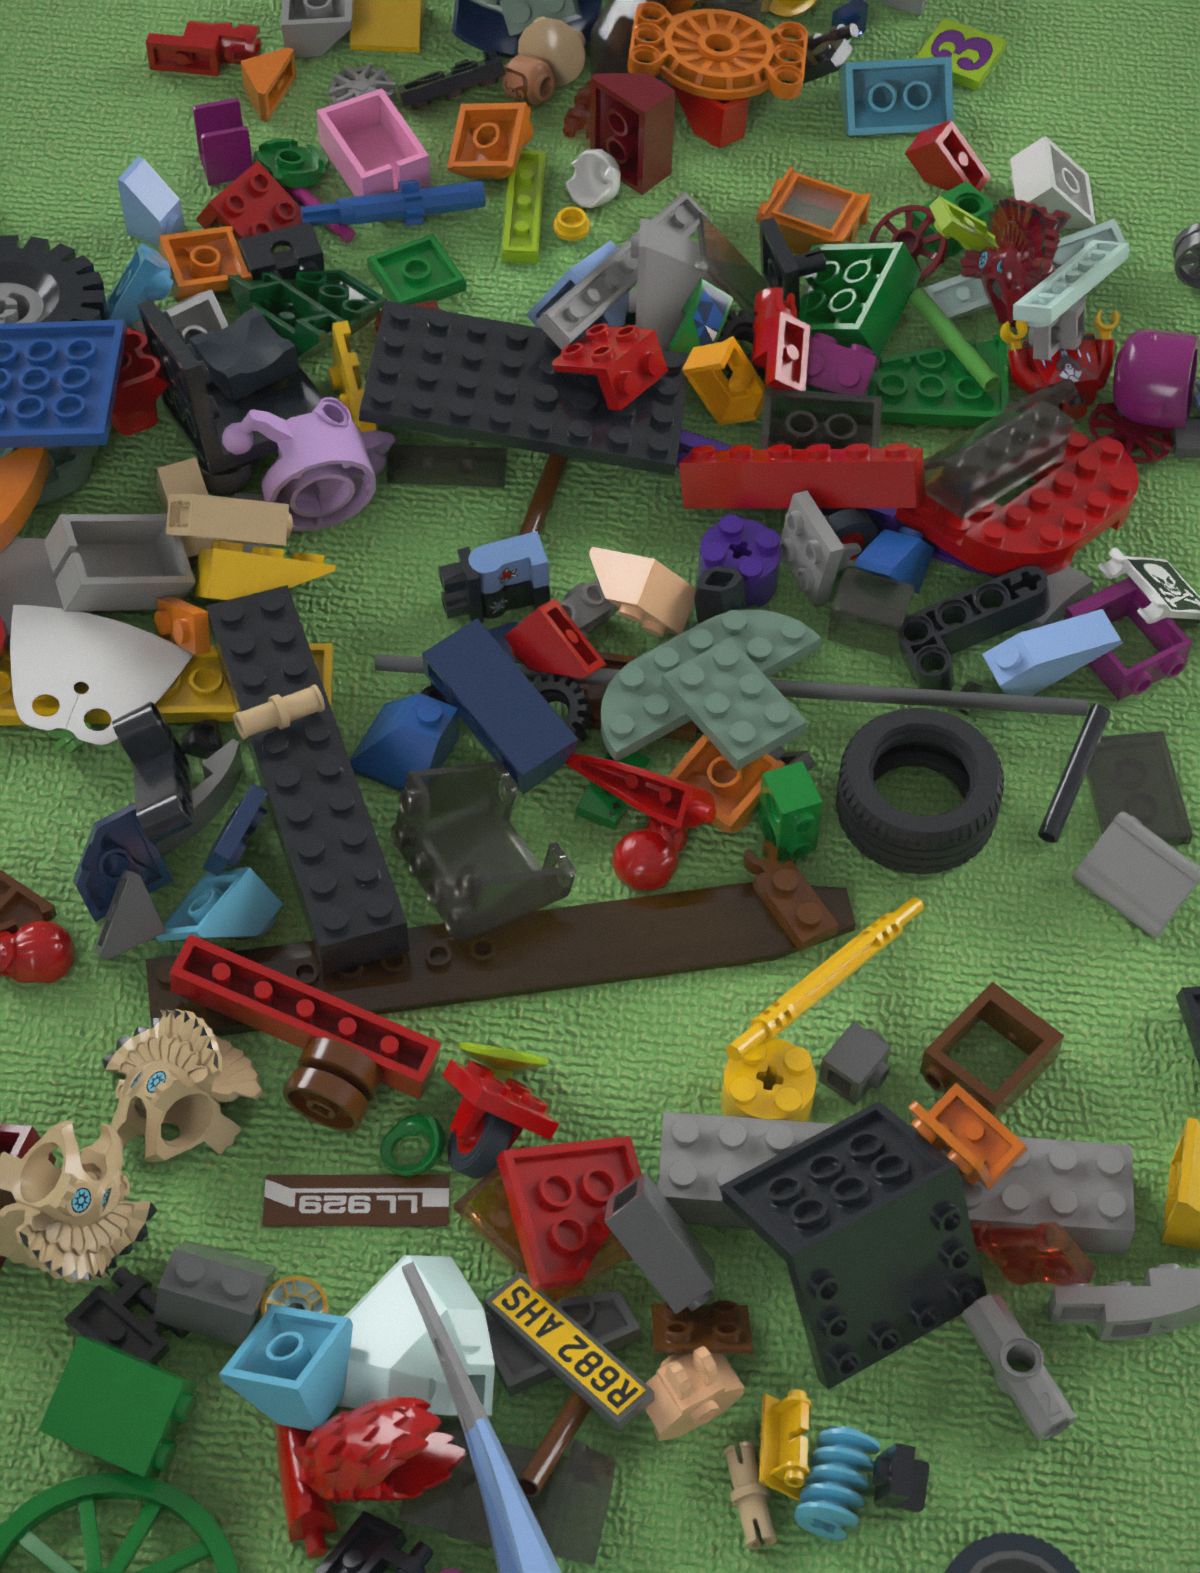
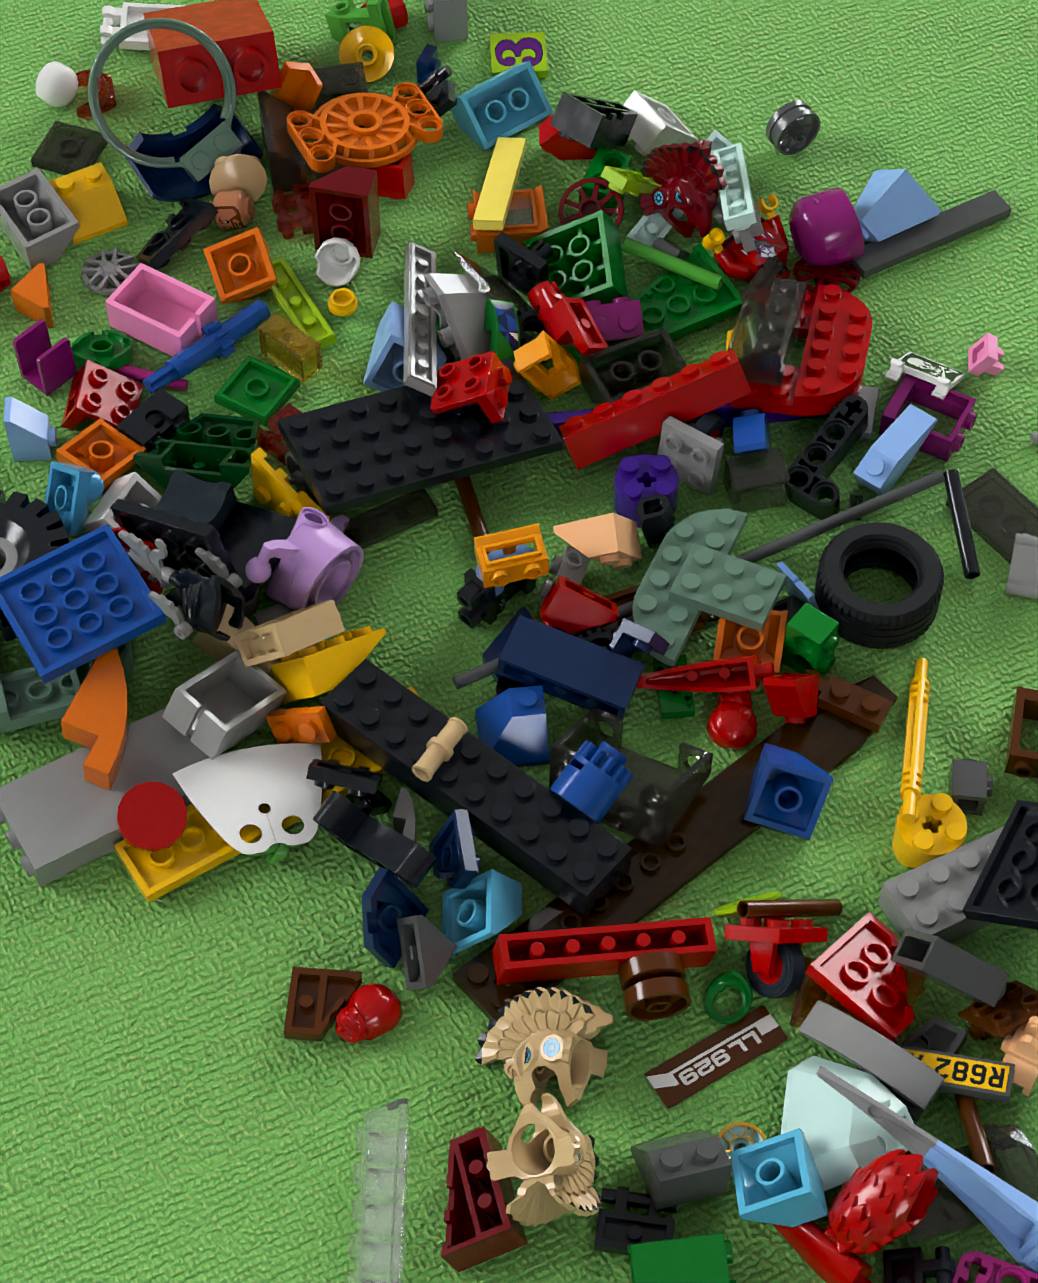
camera: 30 degrees left, 0 degrees up
(154, 441) = (198, 596): none -> helmet
(177, 694) = (330, 773): none -> black plate
(418, 830) = (593, 779): none -> blue gear
(478, 243) = (290, 347): none -> clear yellow brick
(504, 1291) = (872, 1053): none -> light grey slope
(508, 566) = (513, 568): none -> light orange window
(538, 1082) = (789, 908): none -> reddish brown piece
(582, 705) = (634, 636): none -> dark blue bracket
(637, 957) = (787, 792): none -> blue slope
(721, 856) = (792, 695): none -> red slope
(820, 755) = (796, 587): none -> medium blue piece
(822, 171) = (499, 184): none -> light yellow tile
(967, 323) = (670, 248): none -> dark grey tile
(971, 148) = (593, 121): none -> black wedge

